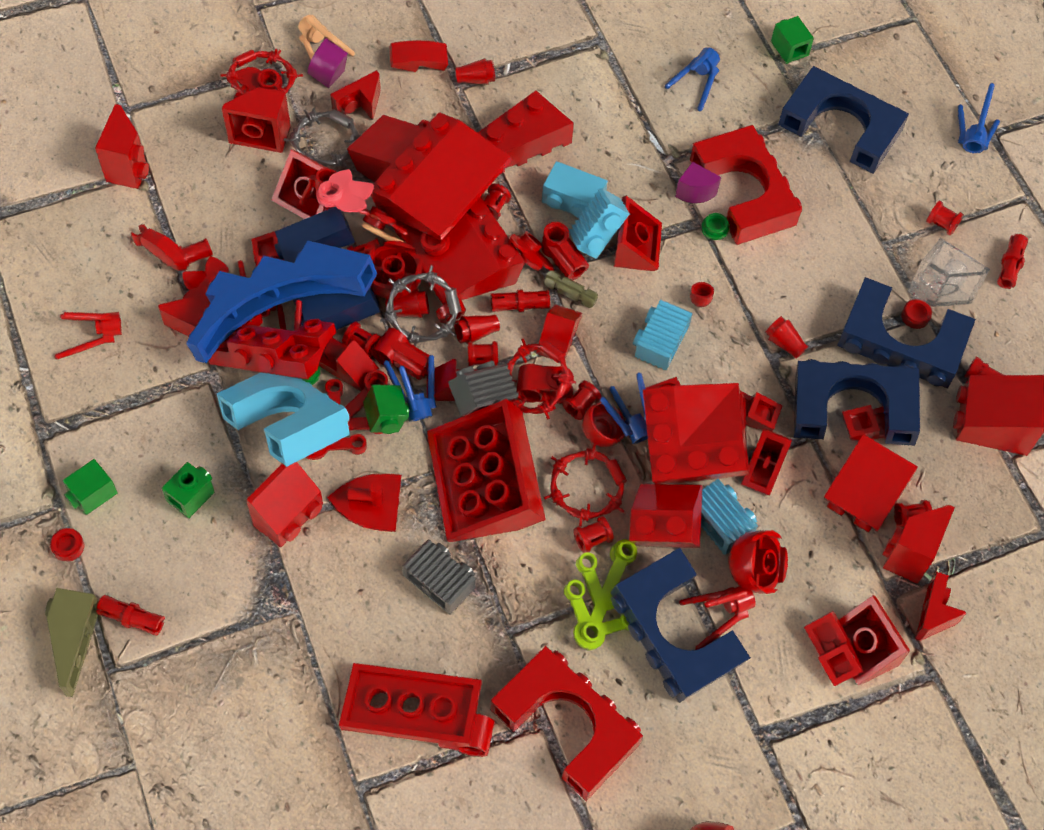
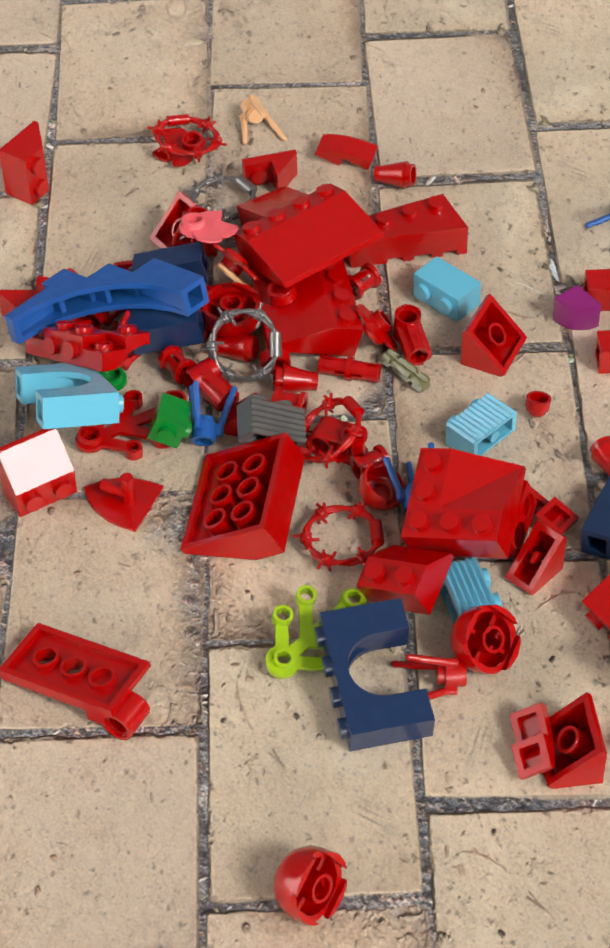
camera: 25 degrees right, 15 degrees down
(169, 251) = (33, 256): red arm -> none
(258, 119) = (163, 164): red slope -> none
(327, 63) = (253, 137): magenta brick -> none
(347, 362) = (153, 377): red slope -> none
(439, 575) = (157, 574): dark grey brick -> none
(550, 679) = (223, 689): red arch -> none
(560, 328) = (378, 401): red slope -> none
(593, 534) = (328, 578): red bush -> none
(598, 223) = (453, 314): medium azure brick -> none
(715, 226) = (581, 350): green plate -> none

